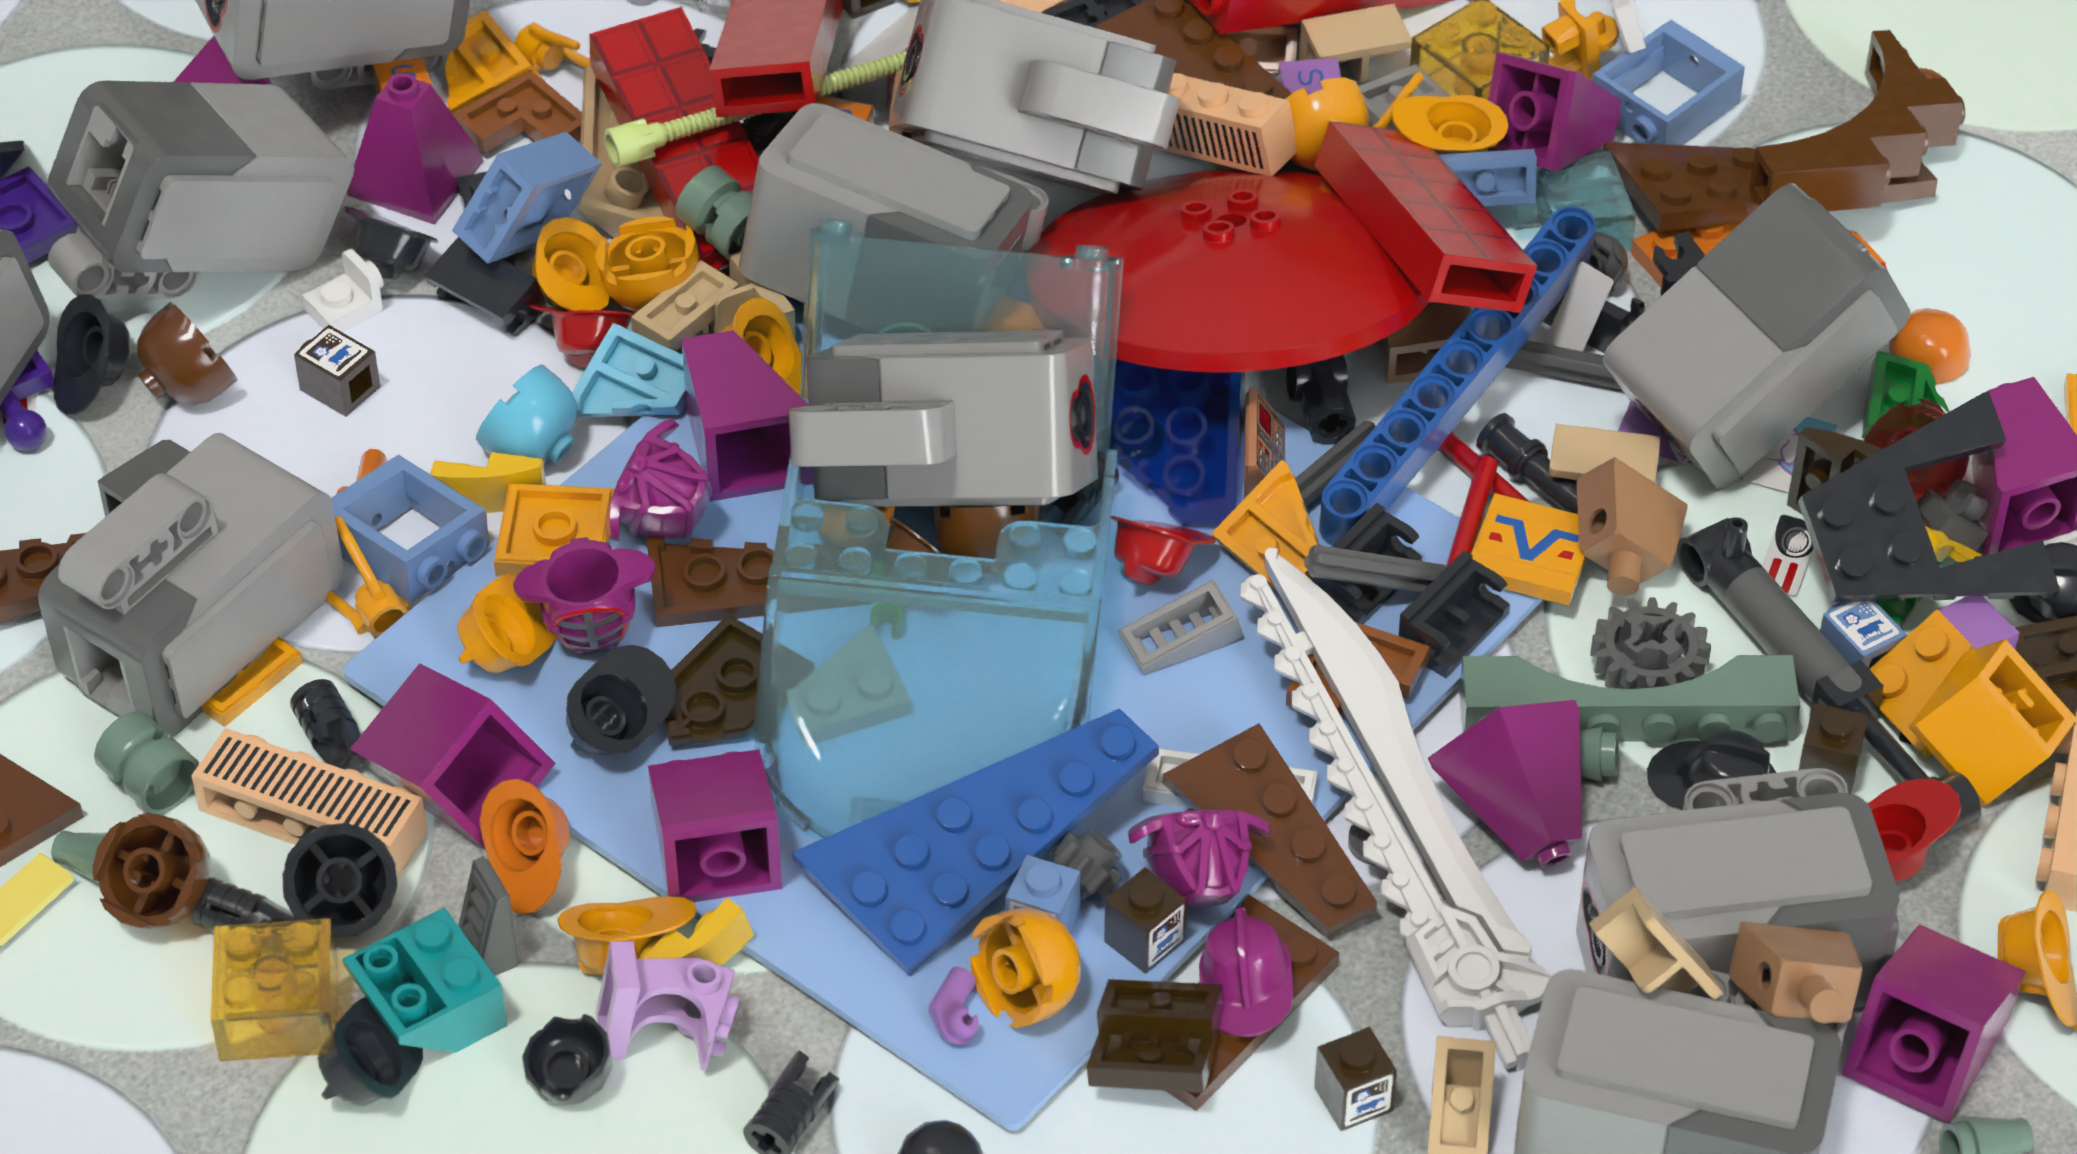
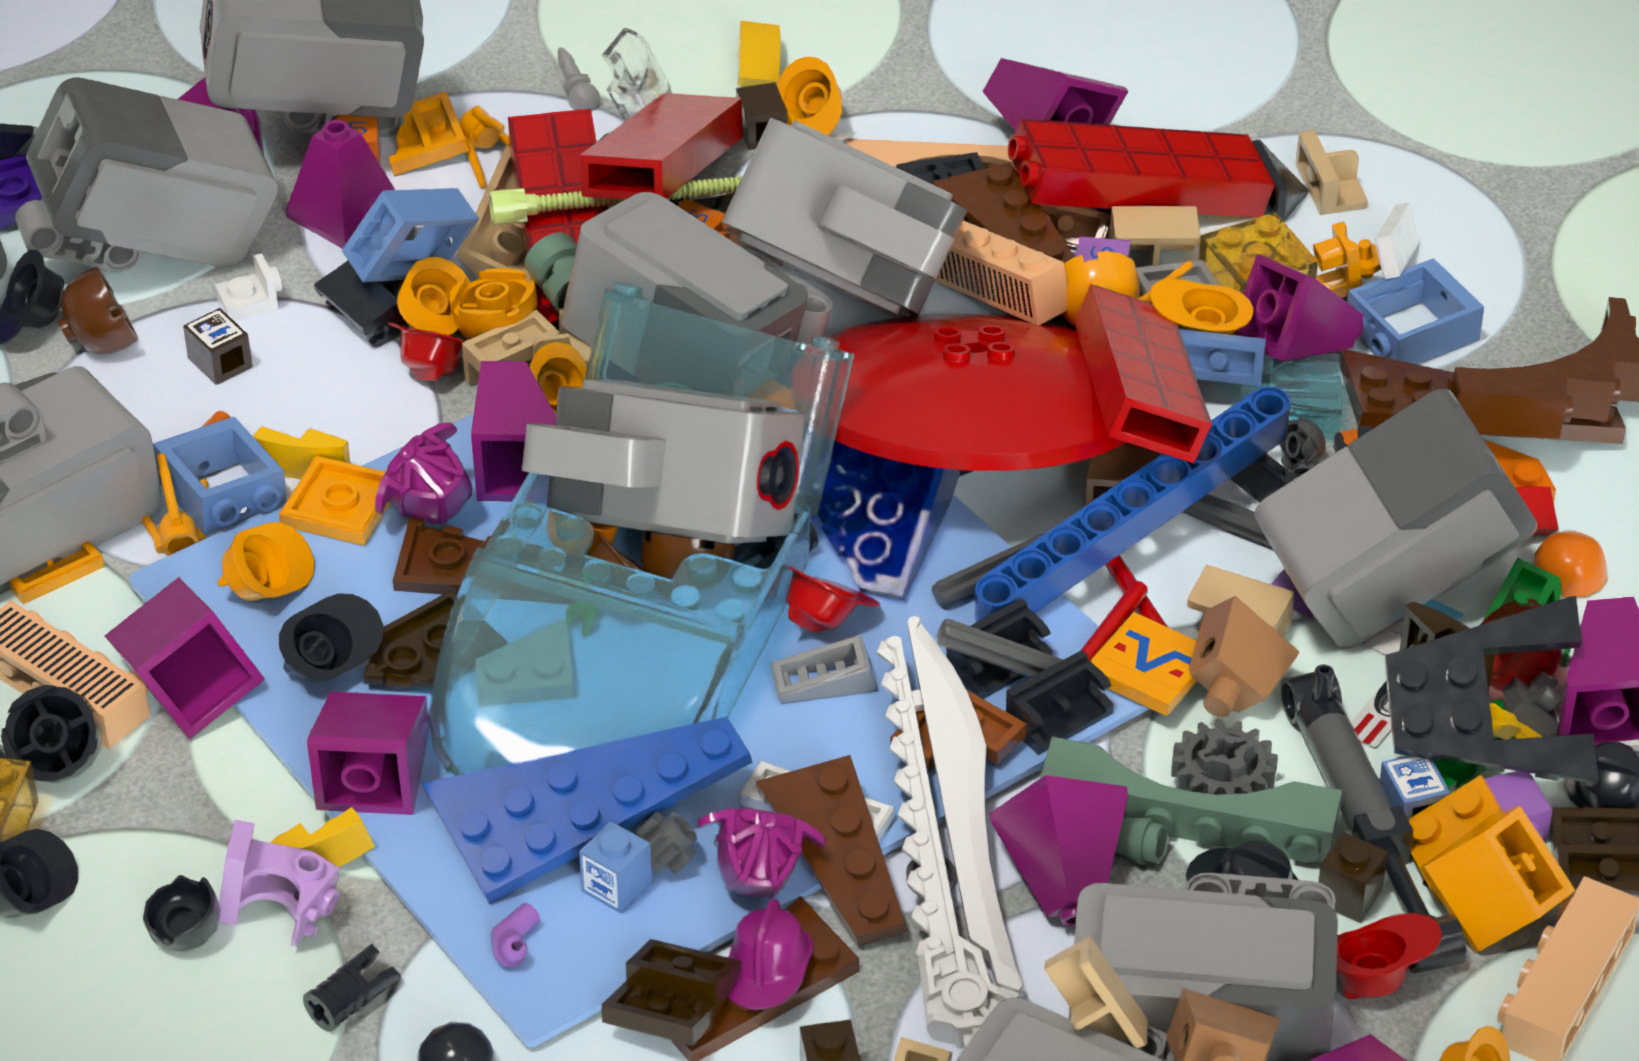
camera: 15 degrees right, 5 degrees down
(327, 722) = (98, 612): black hinge -> none
(388, 243) = (296, 256): black piece -> none
(430, 985) = (92, 833): teal slope -> none
(488, 918) = (156, 798): dark grey slope -> none
(517, 107) = (443, 169): dark orange plate -> none
(524, 842) = (218, 736): orange piece -> none
(533, 420) = (354, 409): medium azure cylinder -> none
(586, 592) = (335, 547): magenta piece -> none
(631, 378) = (439, 391): medium azure wing -> none
(636, 921) = (269, 815): light orange piece -> none
(1025, 965) = (582, 910): light orange cylinder -> none
(1145, 920) = (696, 896): dark brown brick -> none
(1262, 440) = (948, 539): nougat slope -> none
(1267, 518) = (930, 594): light orange wing -> none
(1323, 397) = (1018, 505): black piece -> none
(1526, 460) = (1172, 587): black pin -> none
(1580, 308) = (1264, 474): white sticker -> none

